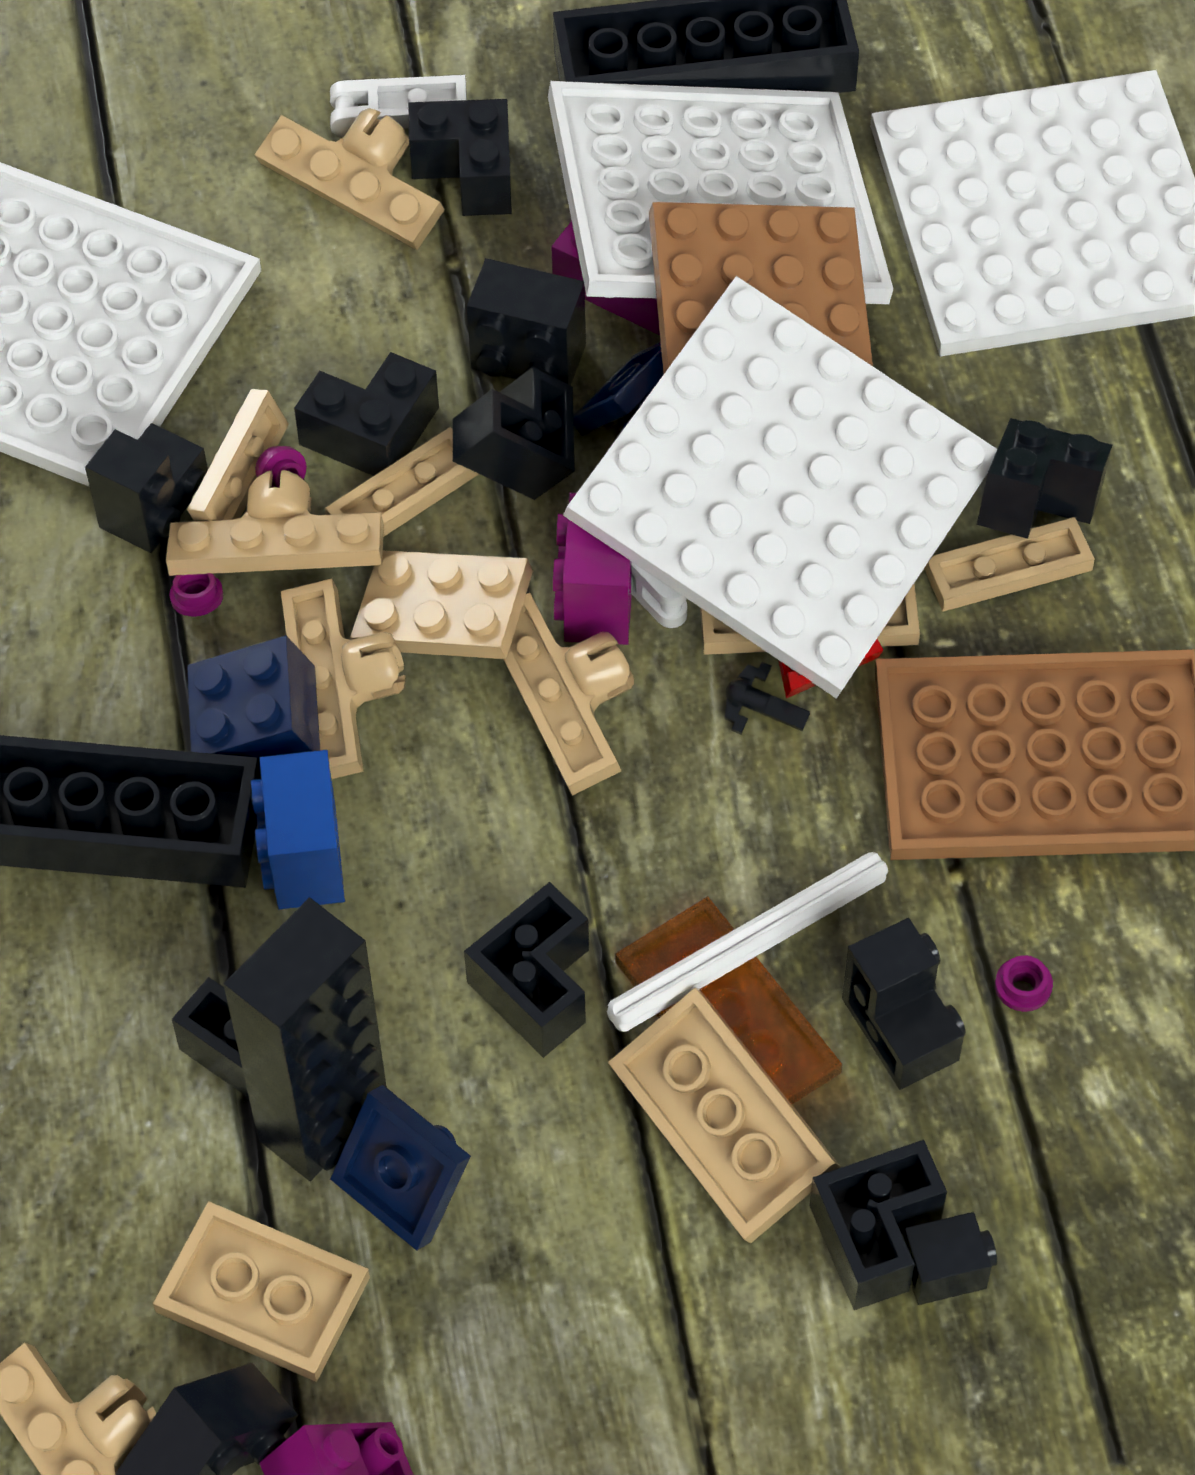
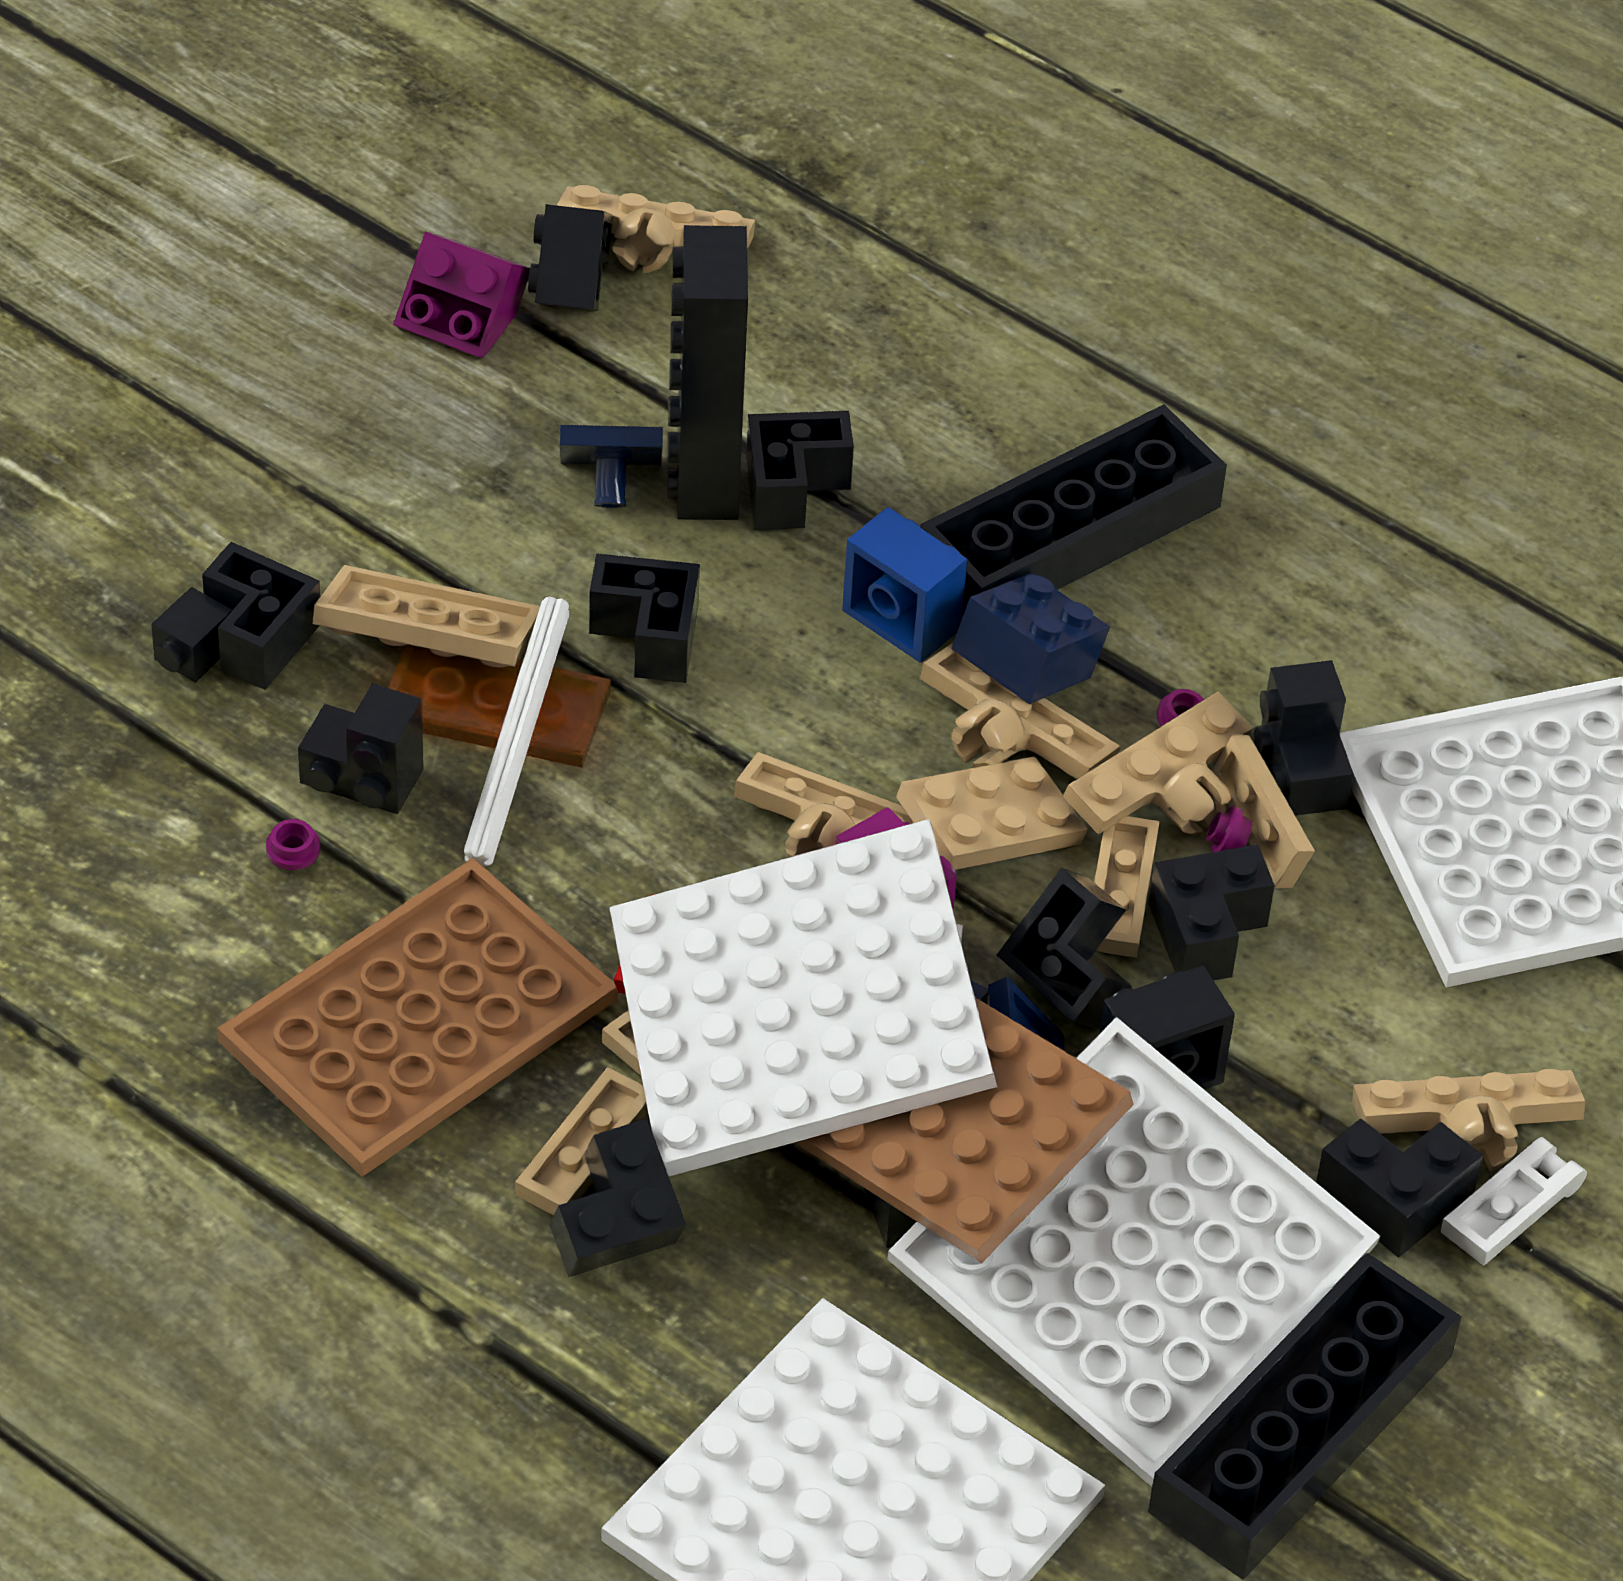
camera: 135 degrees right, 10 degrees down
(262, 1291) = (615, 360): tan plate -> none

